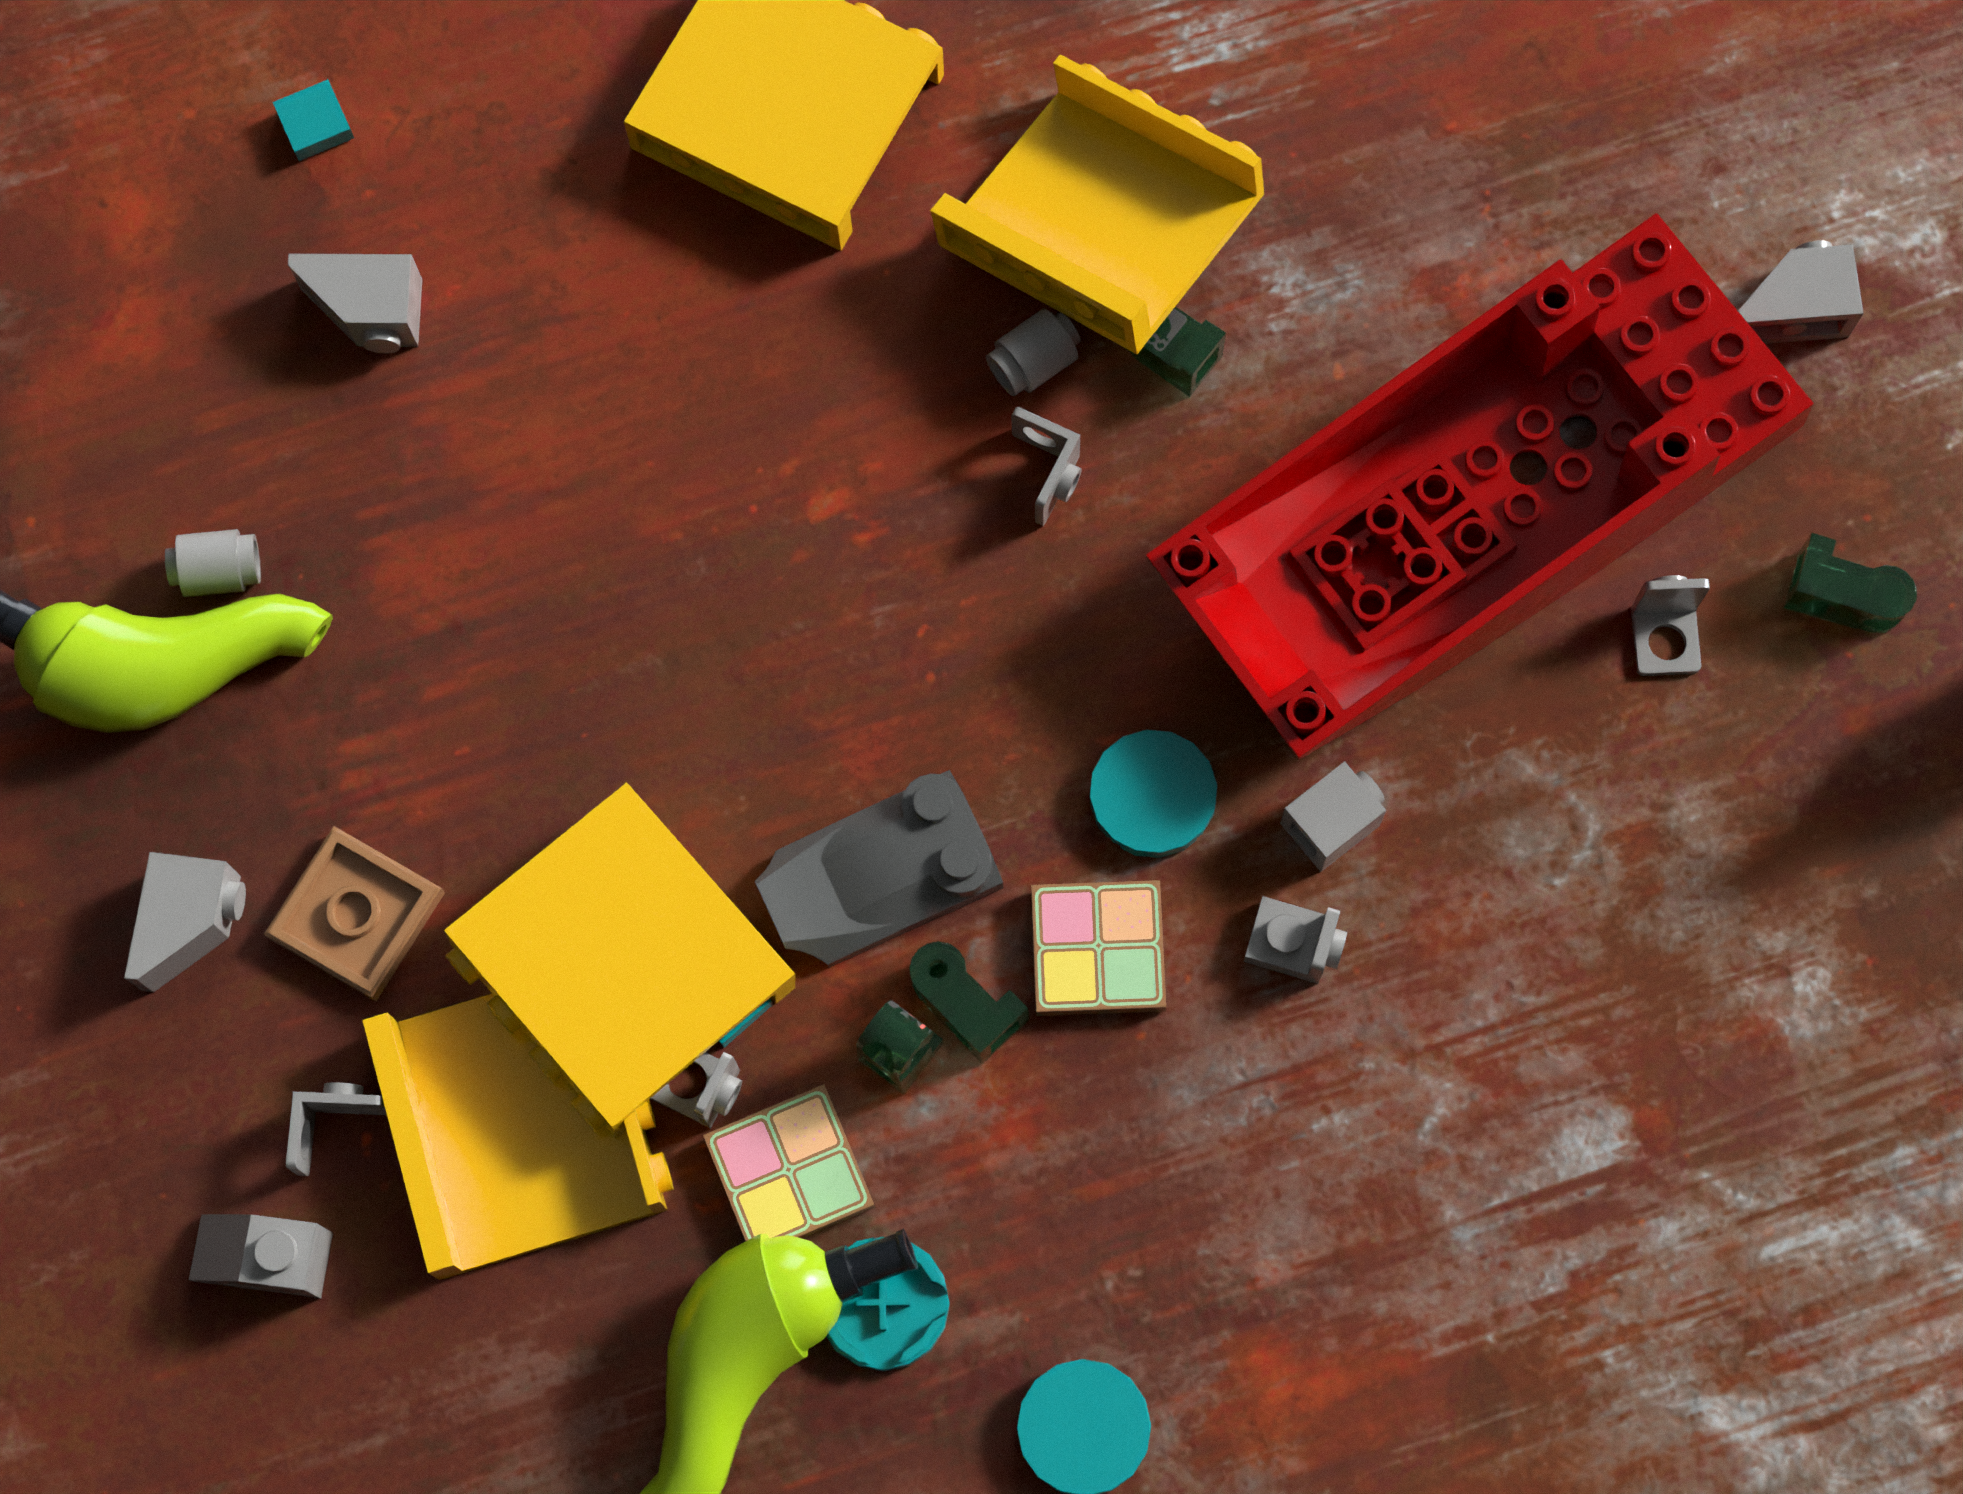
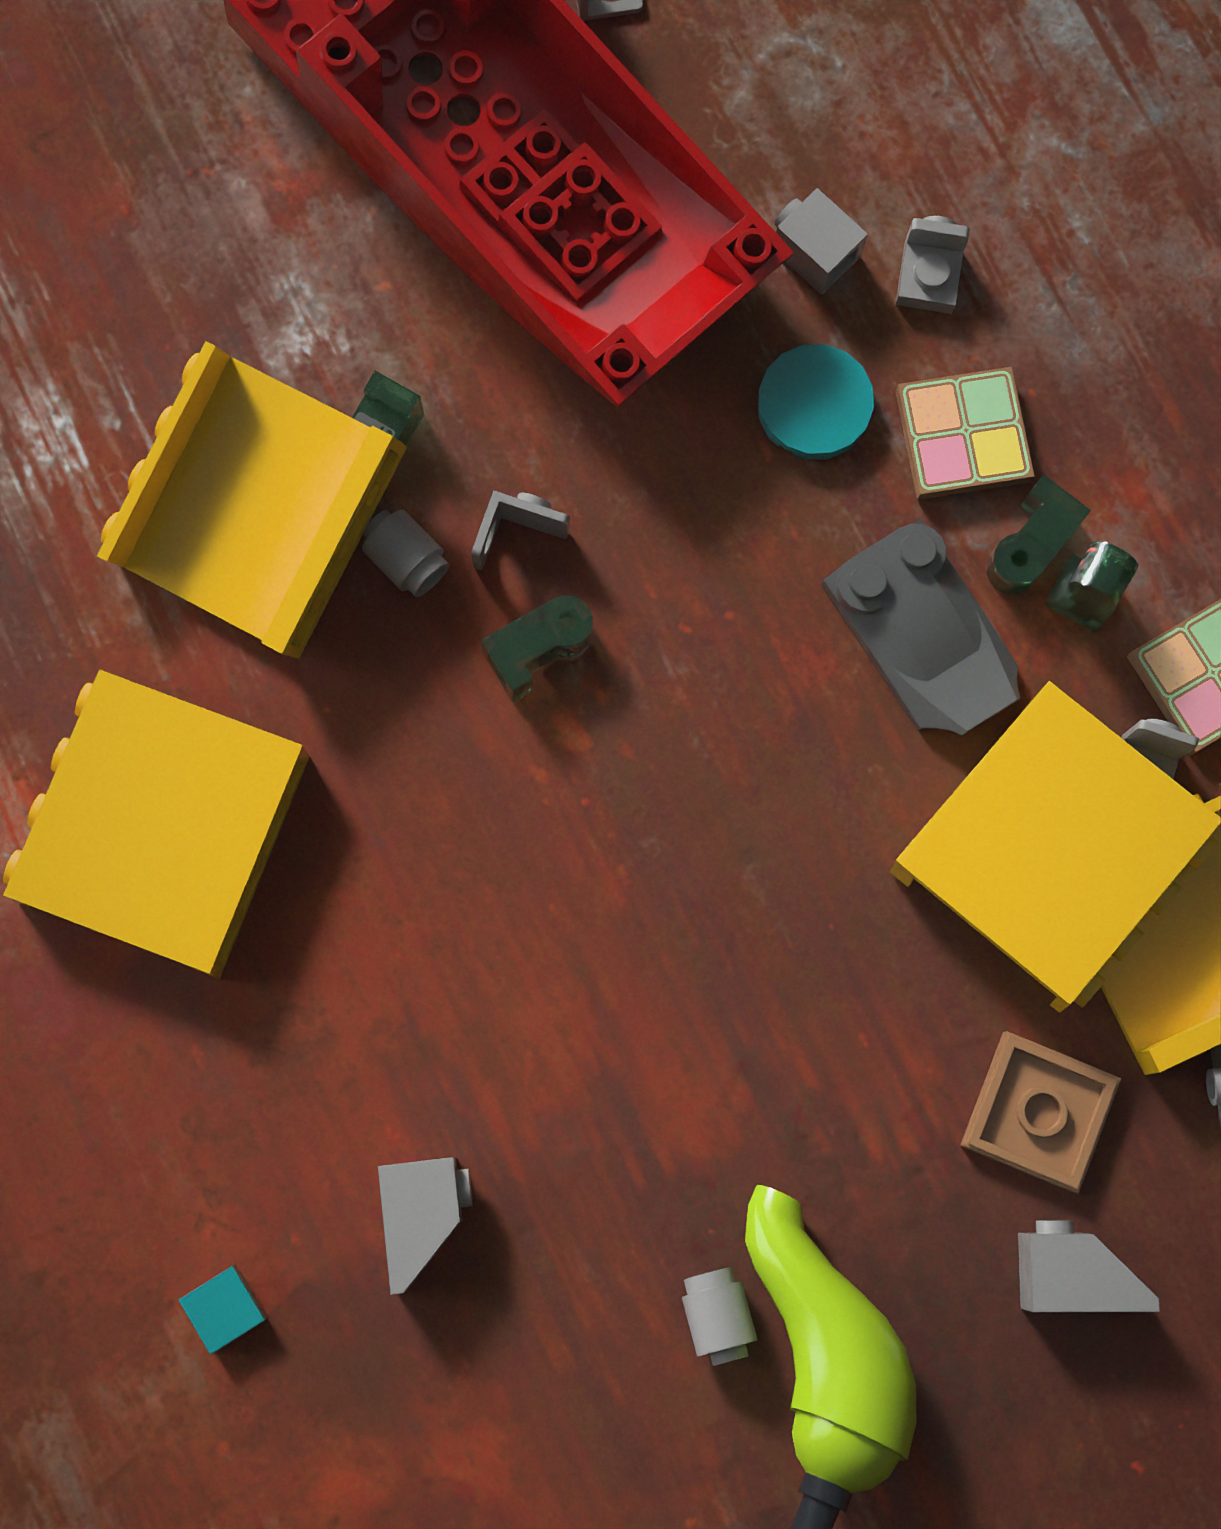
camera: 105 degrees left, 5 degrees up
(923, 469) = (523, 646): none -> clear green leg

